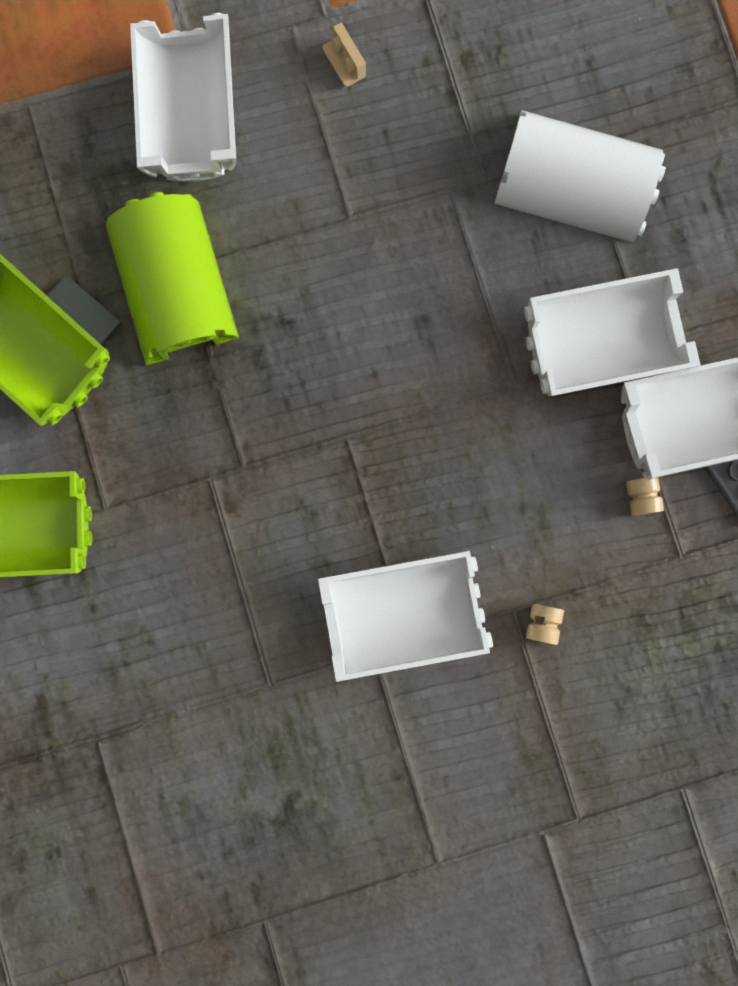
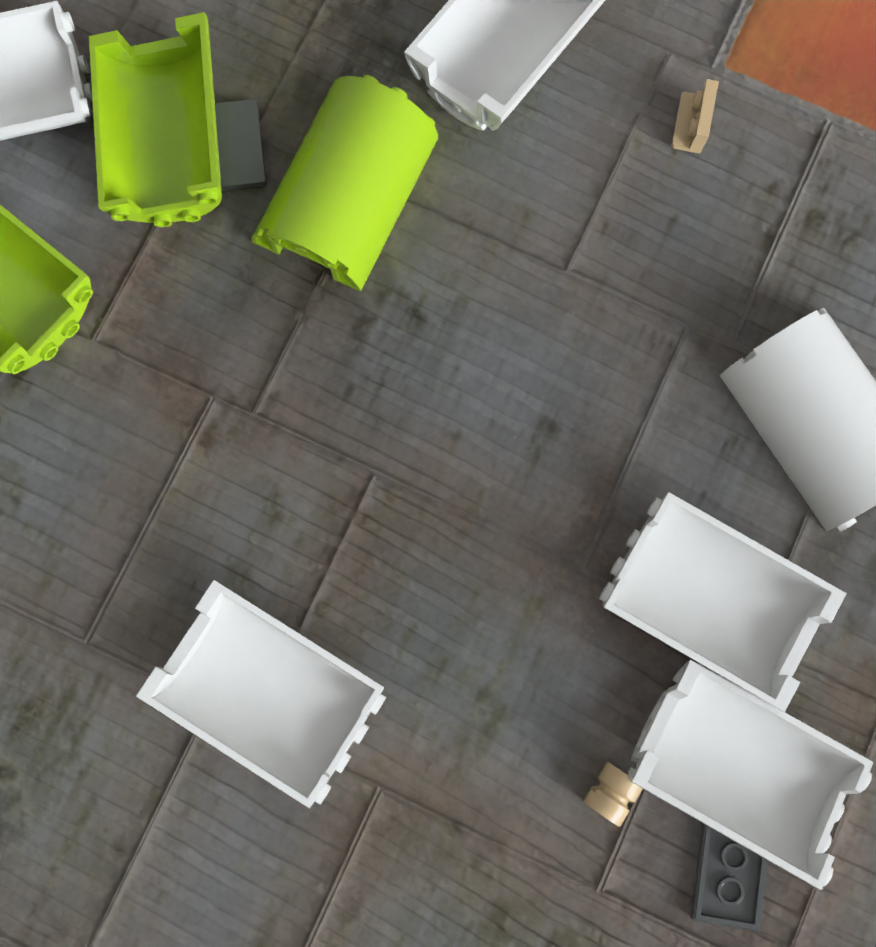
camera: 45 degrees right, 5 degrees down
(544, 633) = (397, 830): tan wheel -> none

